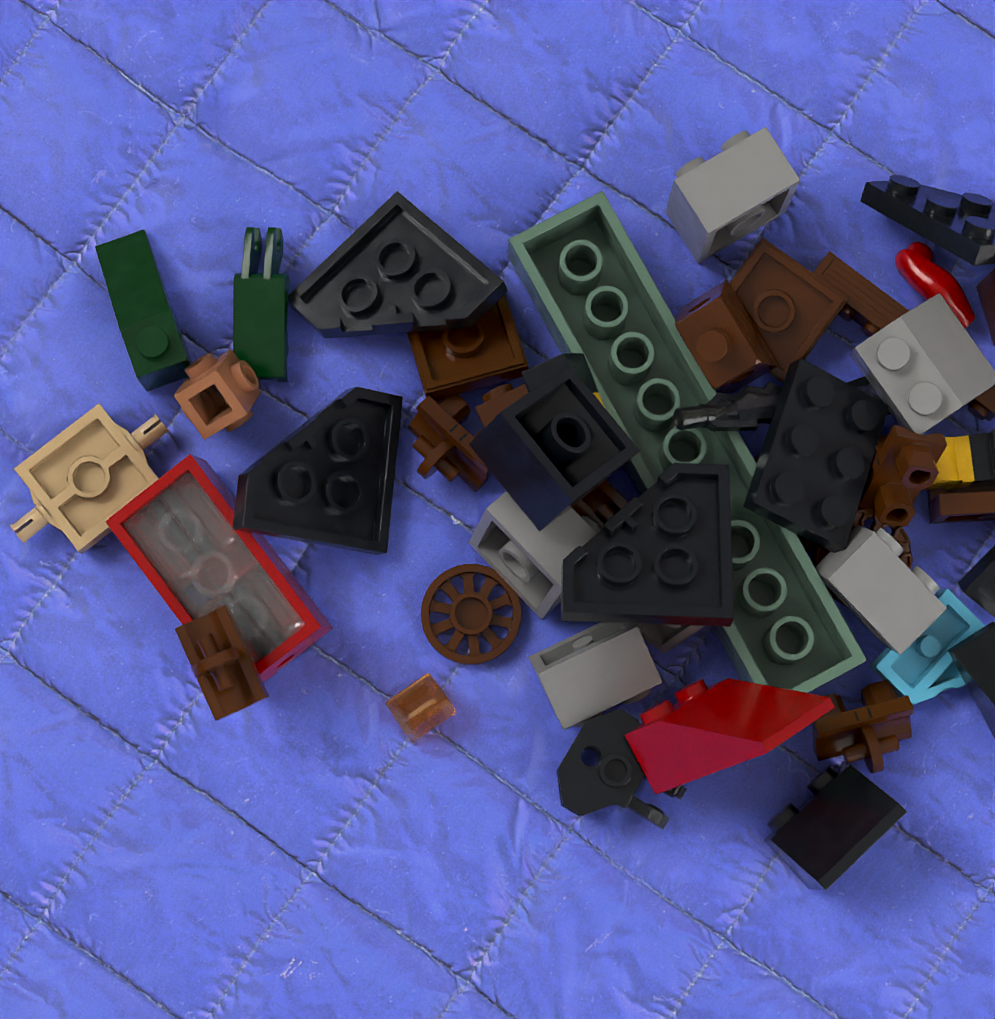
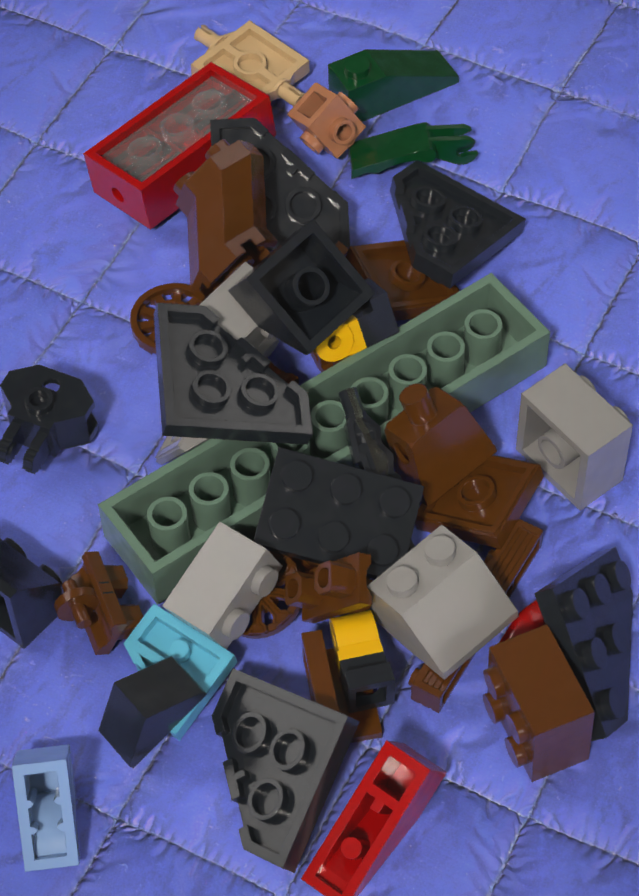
camera: 85 degrees right, 25 degrees down
(221, 663) = (101, 122): reddish brown hips -> none
(389, 527) = (224, 214): none -> reddish brown brick
(420, 707) = (88, 294): clear orange slope -> none
(595, 671) = (125, 391): light grey brick -> none
(718, 728) = (77, 456): red slope -> none

